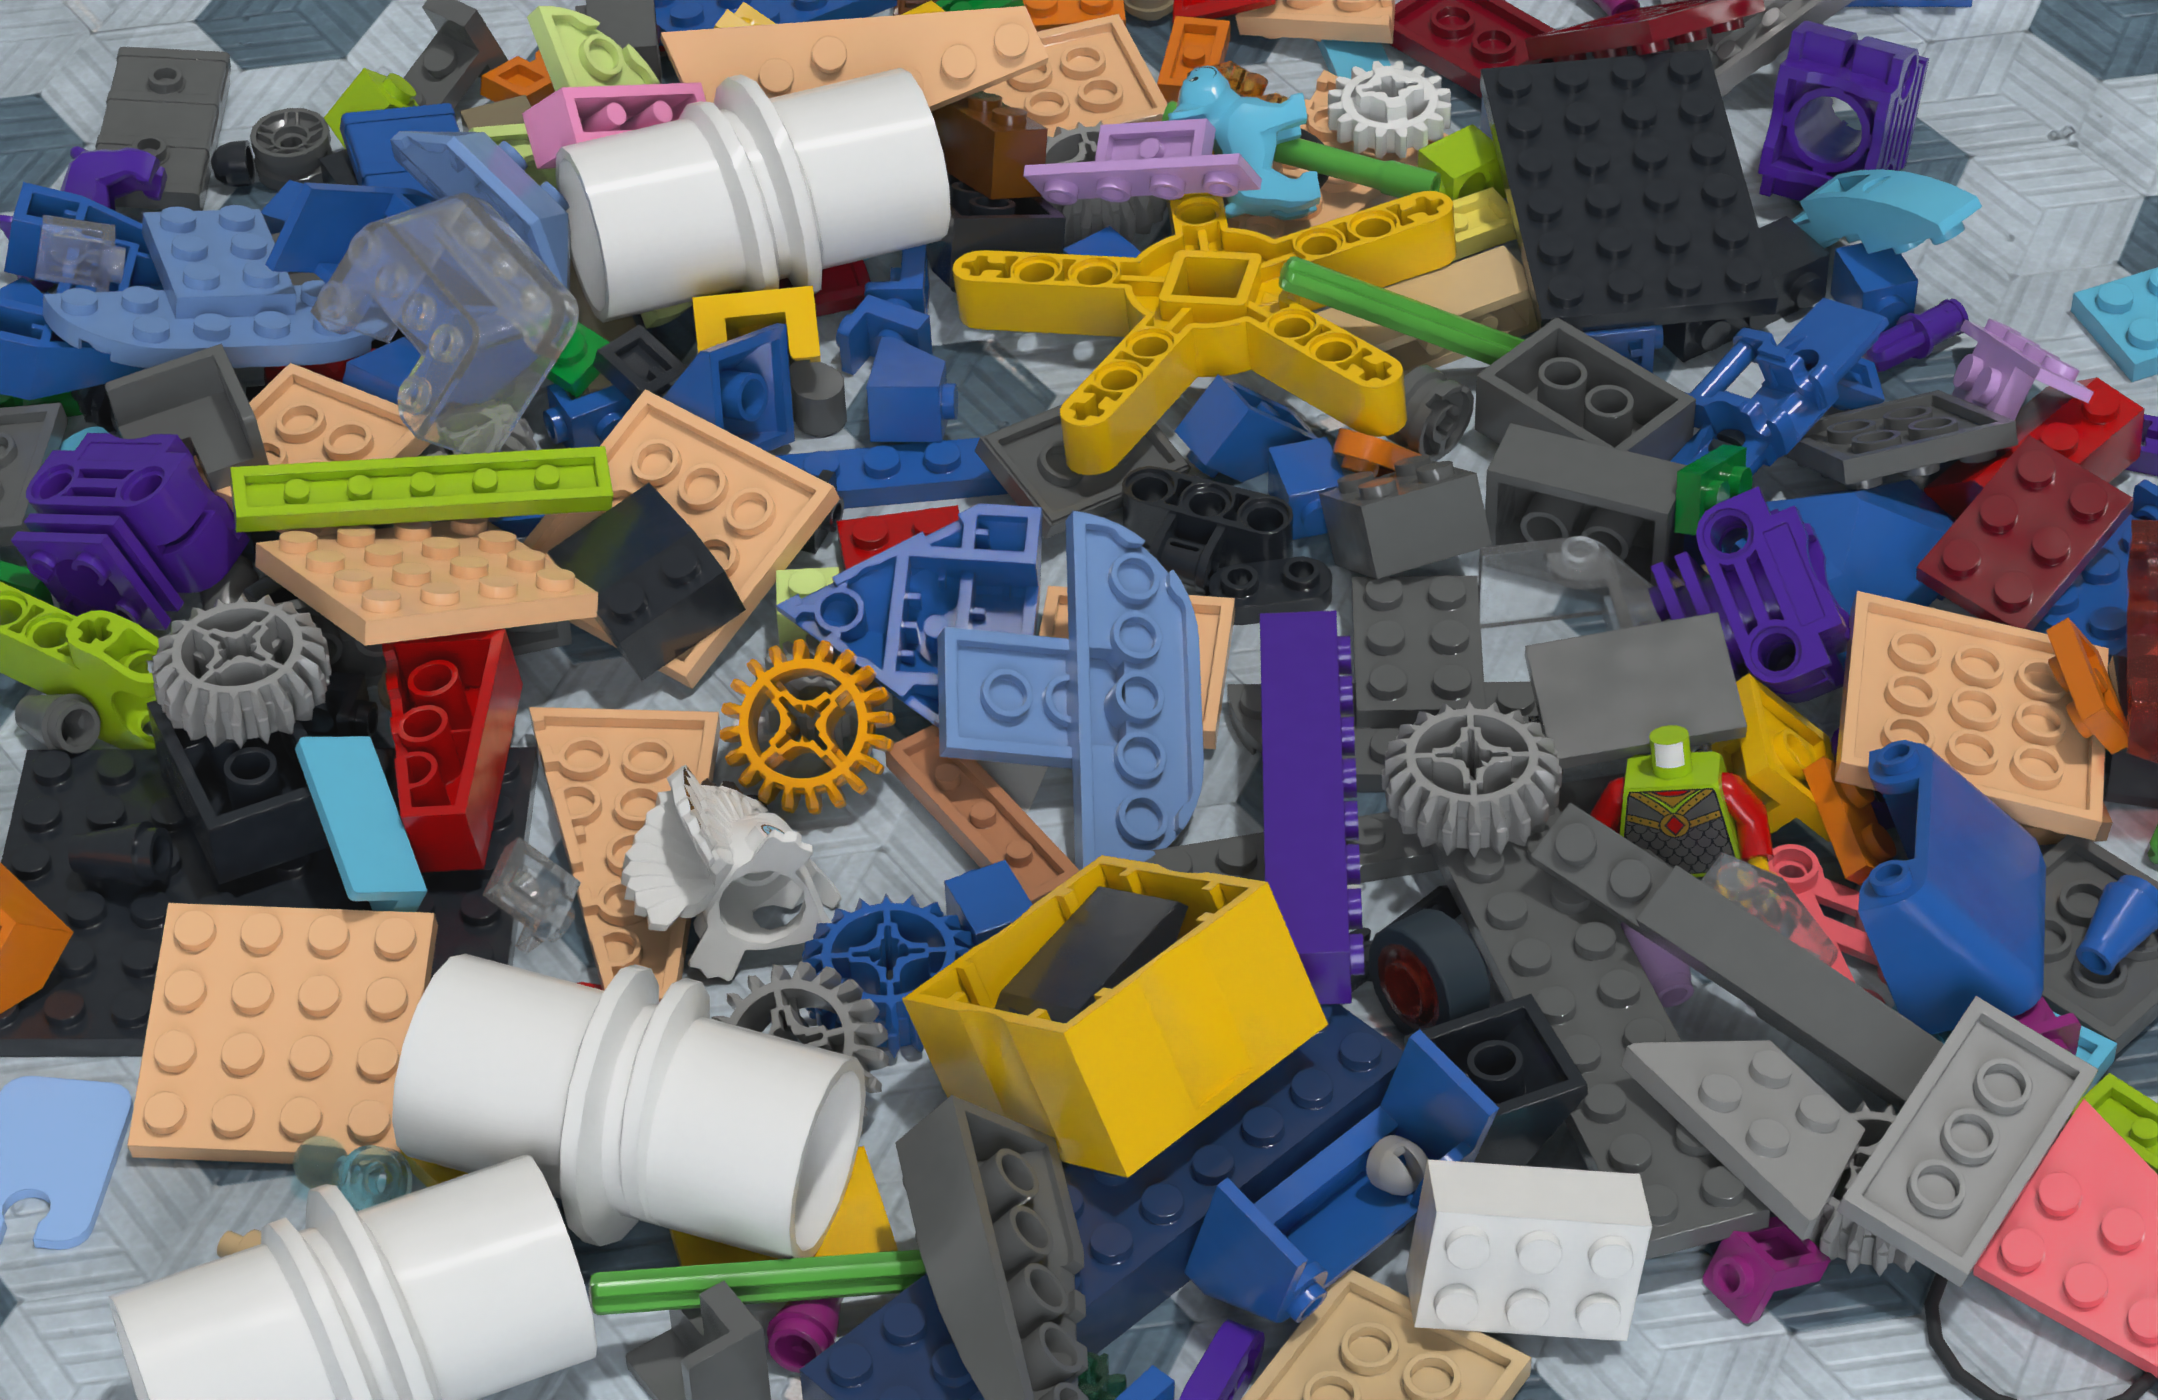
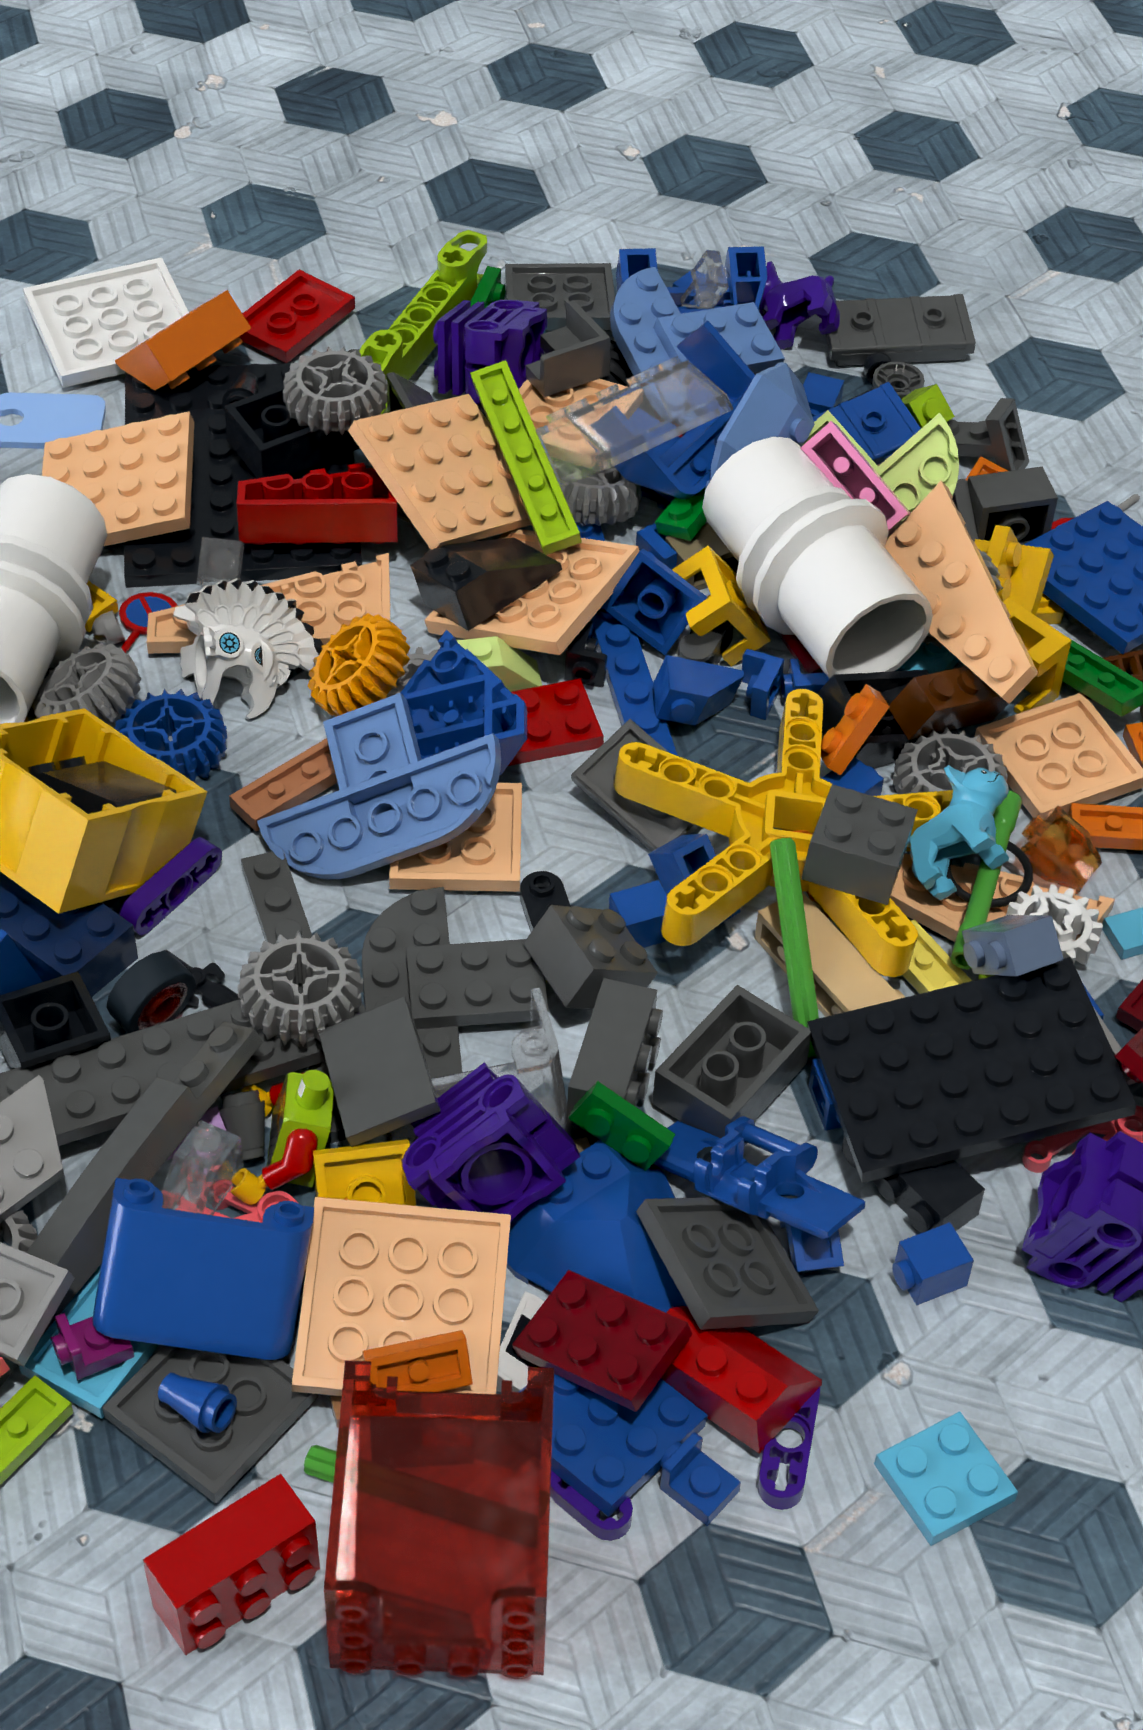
camera: 80 degrees right, 5 degrees up
(361, 822) = (215, 477): medium azure panel -> none
(638, 363) = (675, 544): black bracket -> none
(986, 900) = (220, 775): blue brick -> none
(1057, 206) = (860, 718): none -> orange plate
(1147, 161) = (911, 773): lavender bracket -> none
(1203, 523) = (589, 859): black piece -> none
(1298, 202) = (859, 844): none -> dark grey brick
(1306, 794) = (276, 902): dark purple brick -> none
(1368, 453) = (674, 963): orange plate -> none
(1435, 412) = (720, 971): dark grey wheel -> none
(1461, 110) = (1012, 945): none -> sand blue brick
(1885, 210) = (972, 1238): medium azure slope -> none
(1917, 334) = (883, 1295): dark purple axle -> none
(2005, 367) = (818, 1344): lavender bracket -> none

